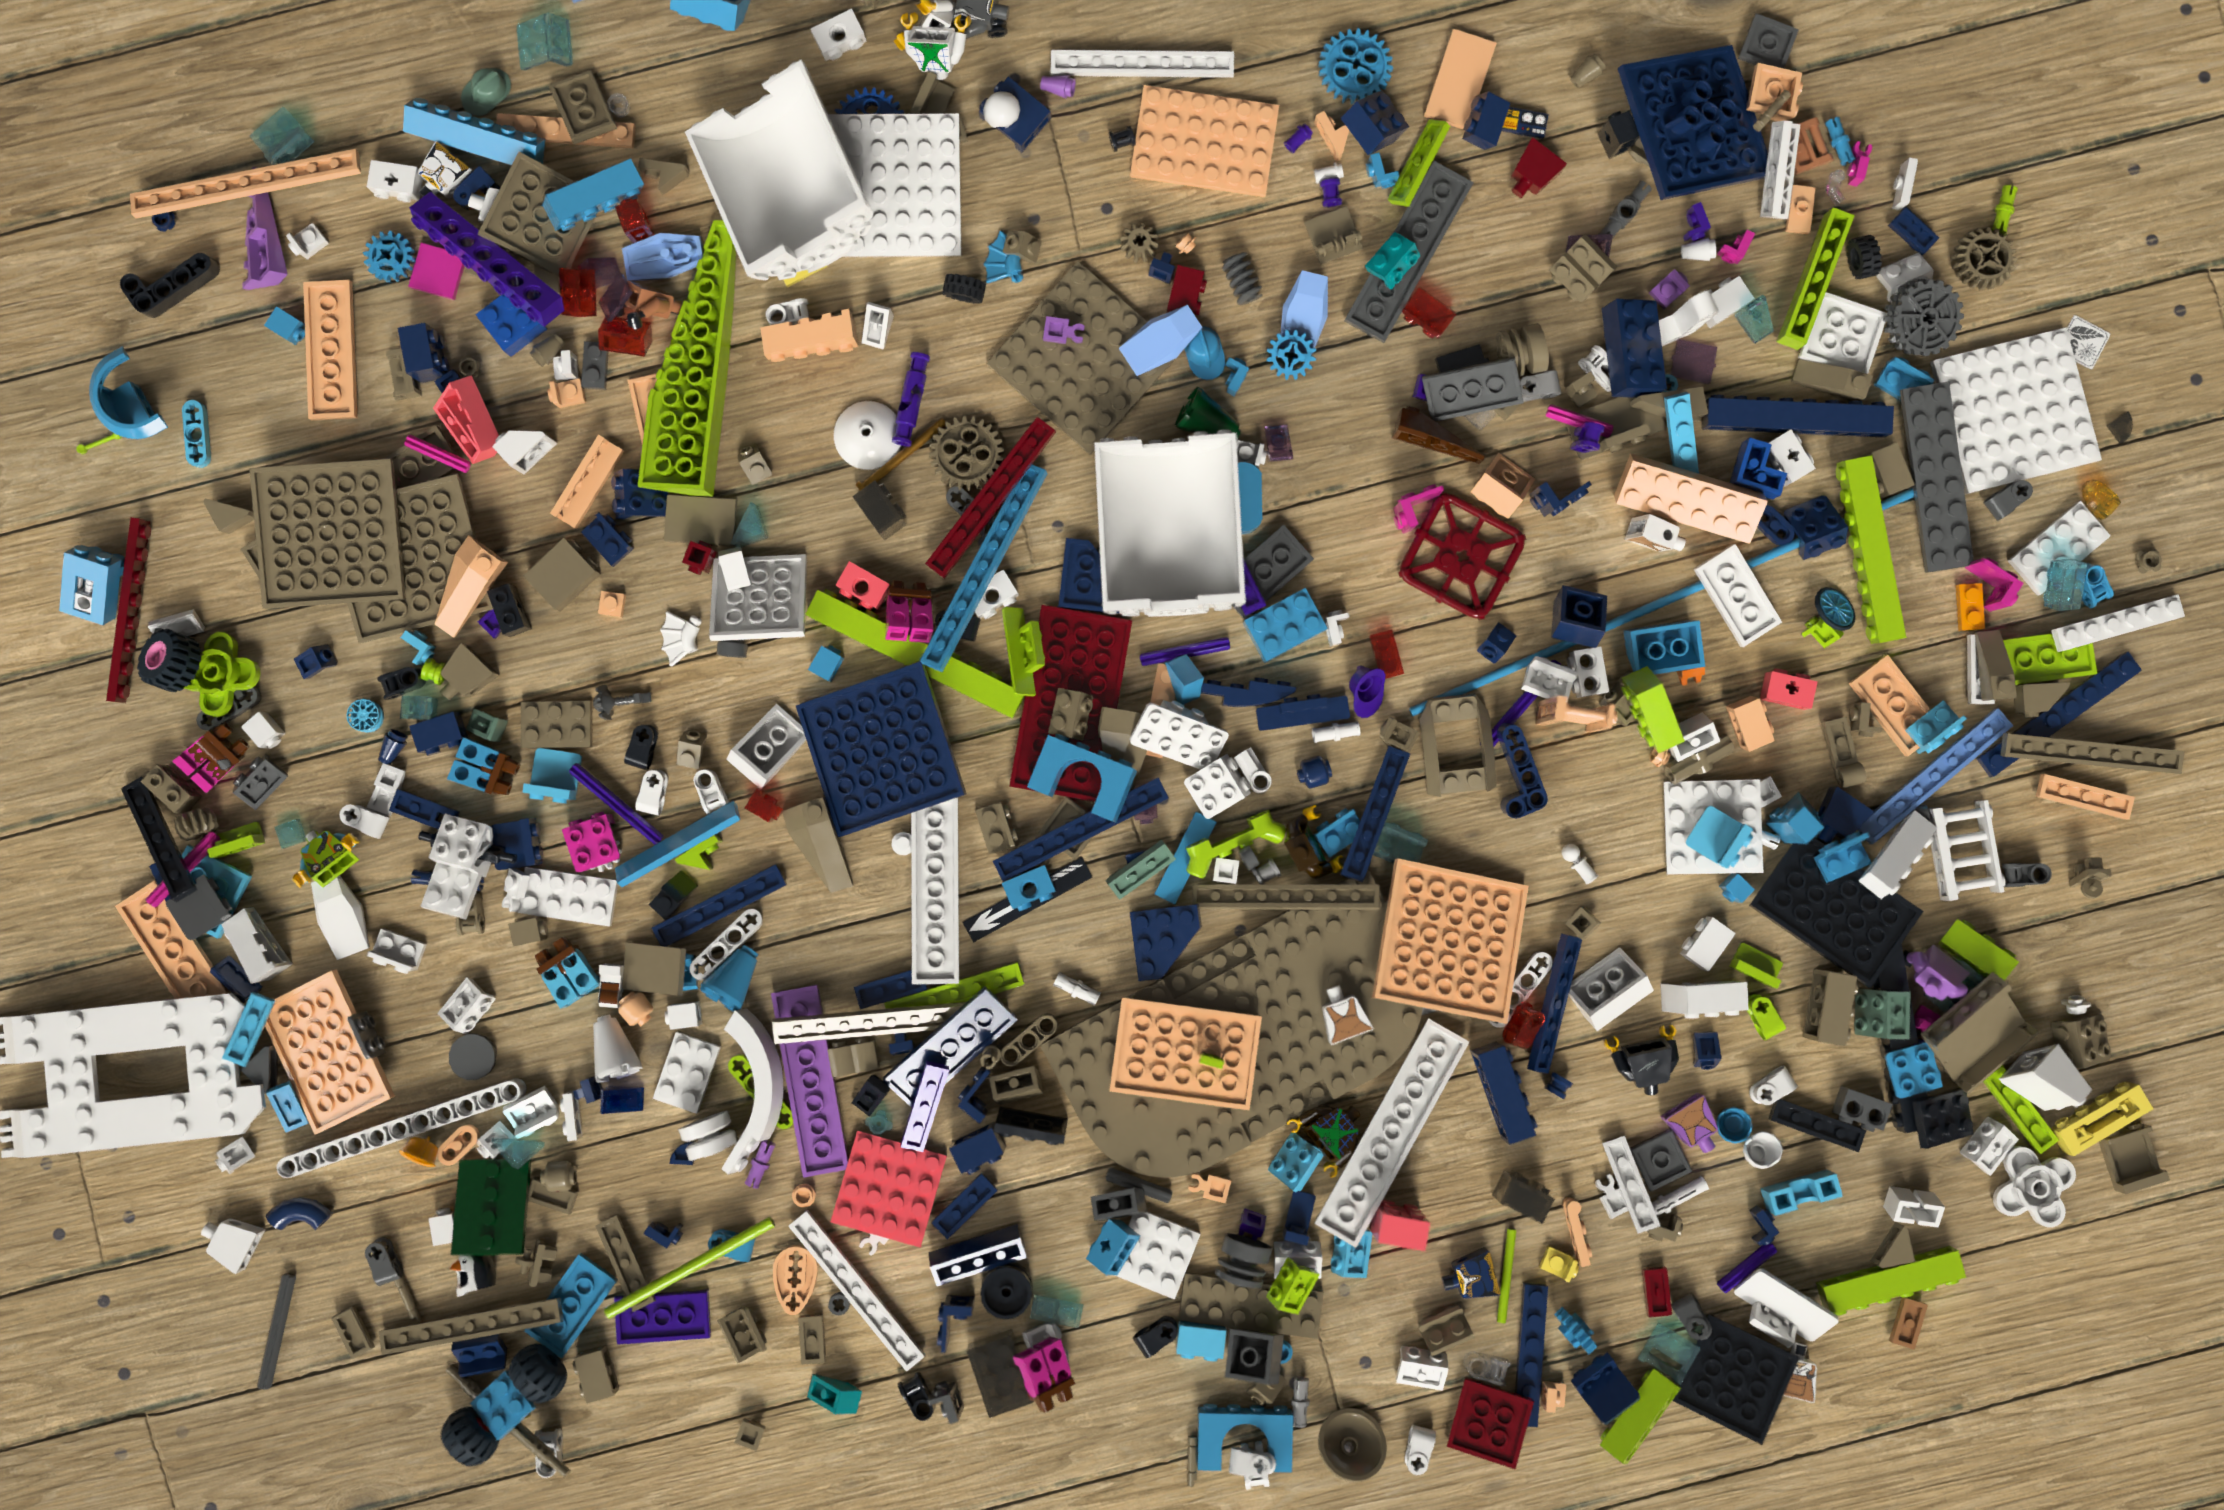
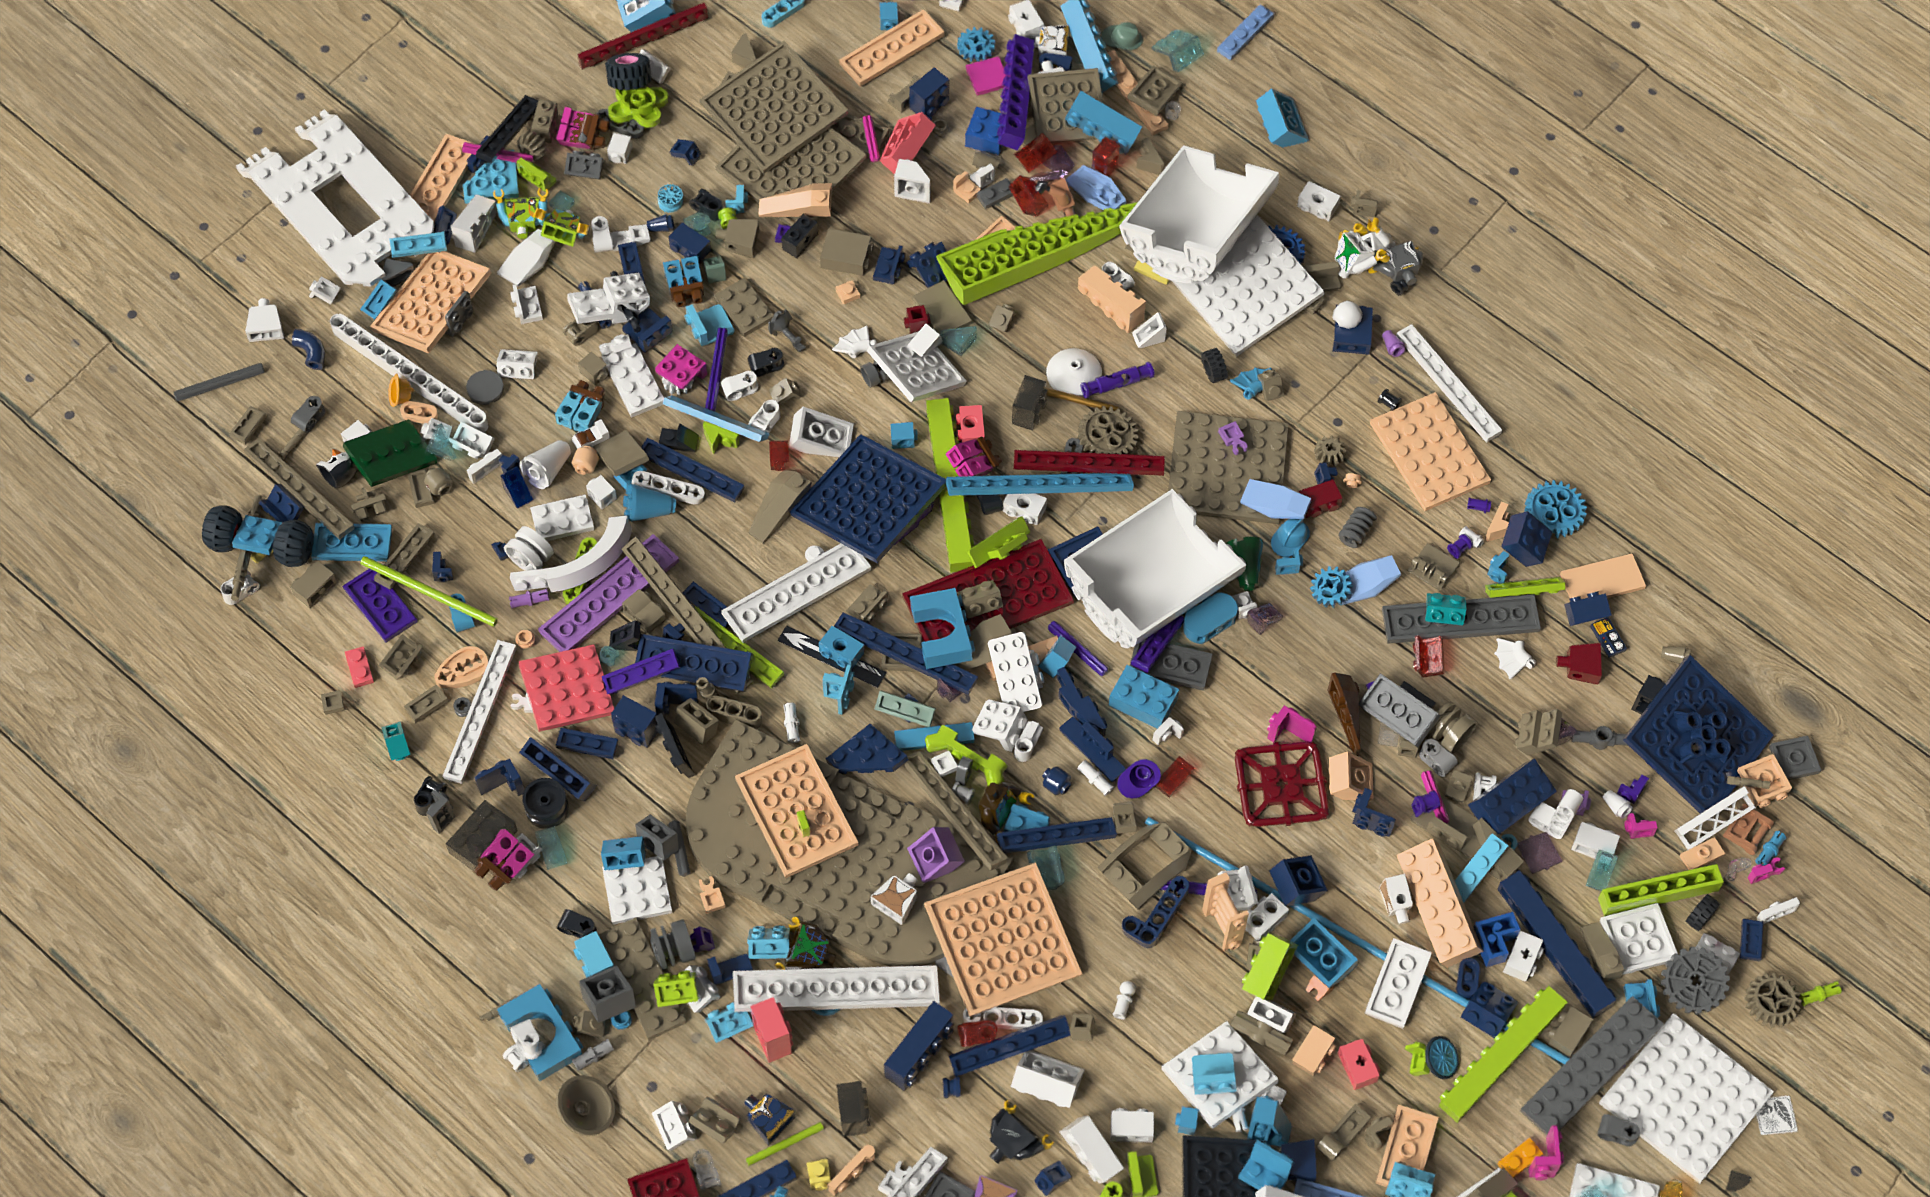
camera: 55 degrees right, 25 degrees down
(201, 909) = (479, 175): dark grey bracket -> none
(275, 887) = (519, 212): none -> torso
(587, 482) = (917, 232): light nougat fence -> none
(723, 1380) = (359, 667): none -> coral plate
(1071, 924) = (839, 687): none -> medium azure bracket
(1324, 948) = (935, 854): none -> medium lavender slope
(1420, 1445) = (614, 1159): white piece -> none
(1481, 231) = (1513, 657): none -> white arm
(1496, 643) = (1238, 843): dark blue bracket -> none
(1659, 758) = (1243, 1005): light nougat plate -> none

